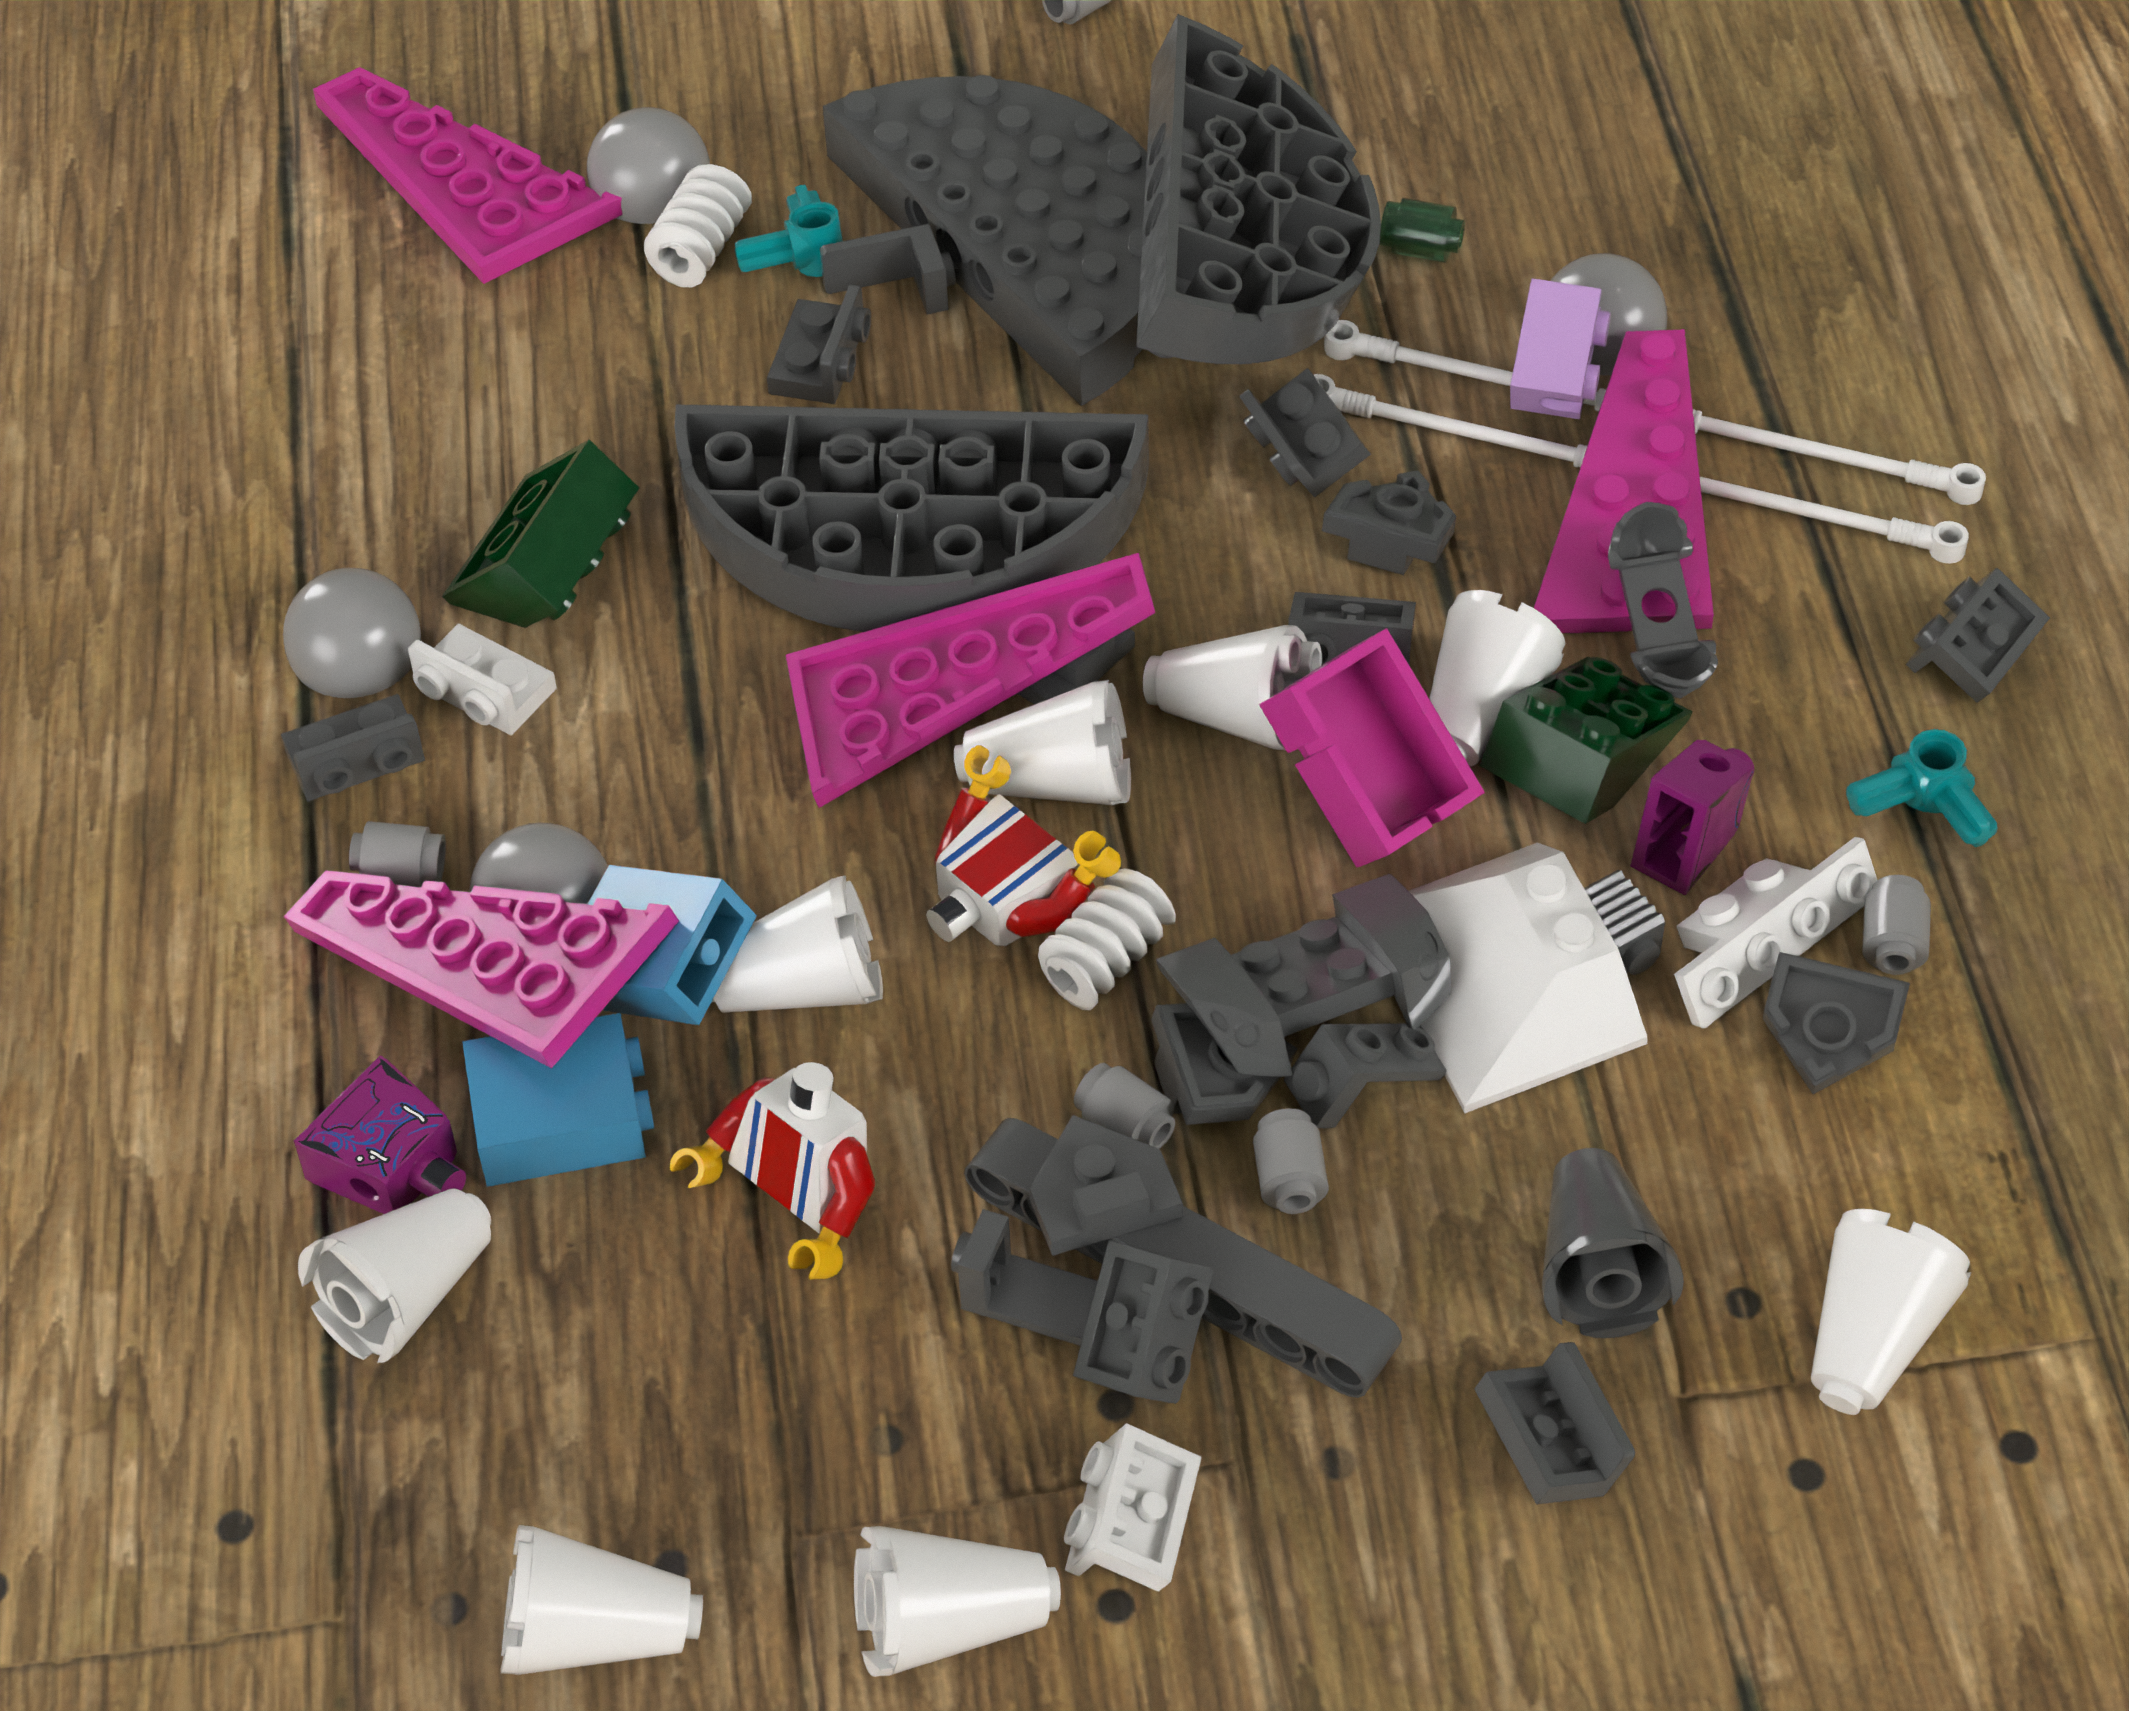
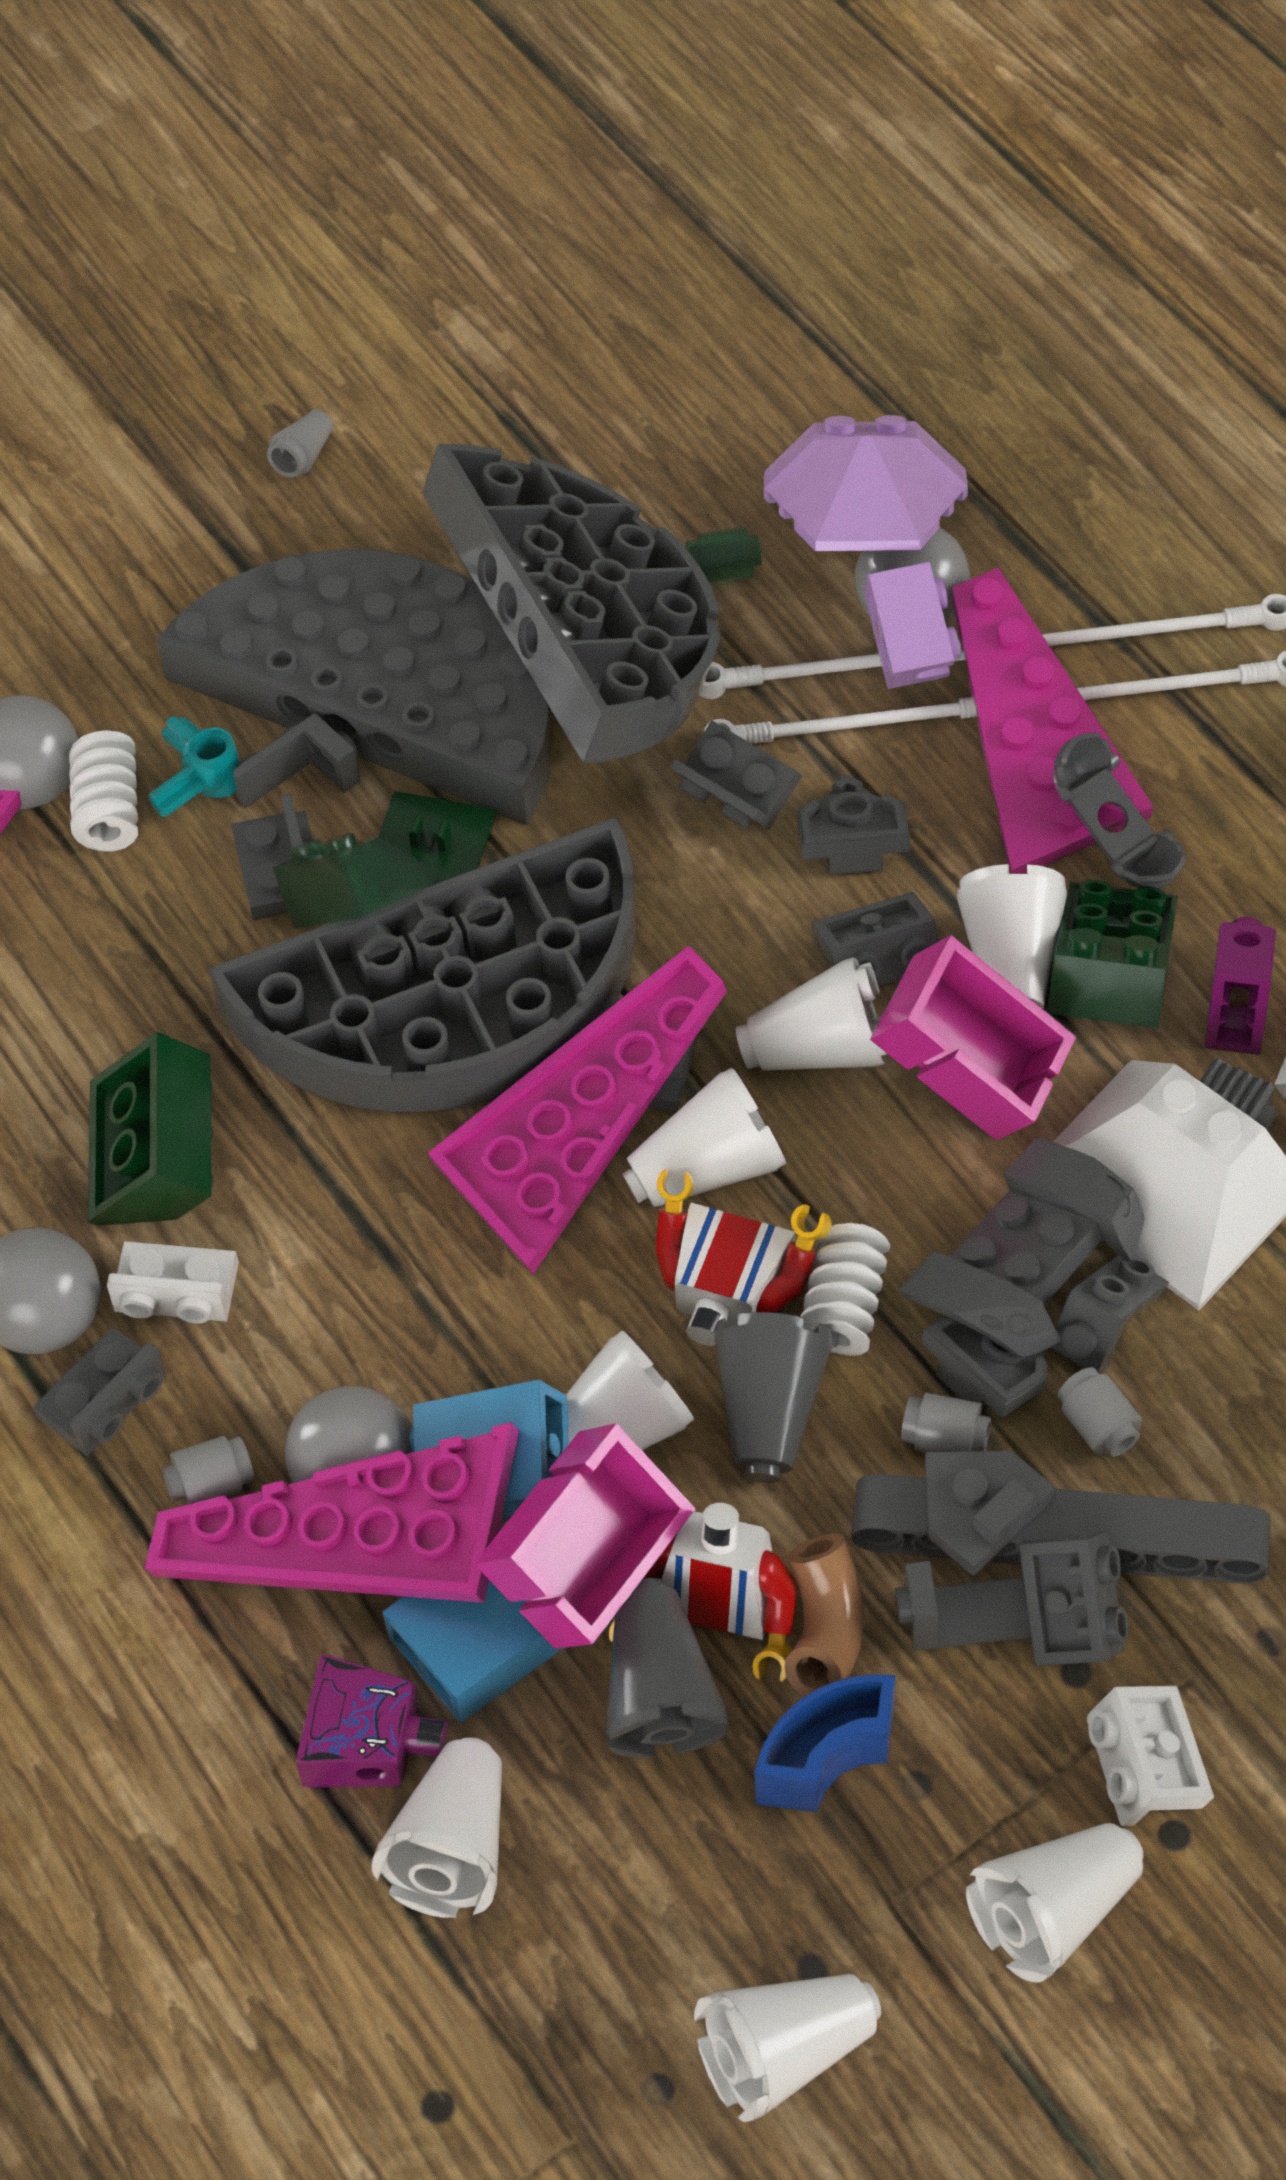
camera: 25 degrees left, 5 degrees up
(675, 1041) = (585, 1536): none -> dark pink piece
(679, 1215) = (659, 1678): none -> dark grey cone
(807, 1347) = (823, 1738): none -> blue brick
(856, 370) = (347, 879): none -> clear green slope
(895, 1238) = (830, 1614): none -> medium nougat cylinder
(967, 996) = (769, 1388): none -> dark grey cone
(978, 377) = (438, 832): none -> dark green piece
(1605, 209) = (865, 484): none -> lavender wedge

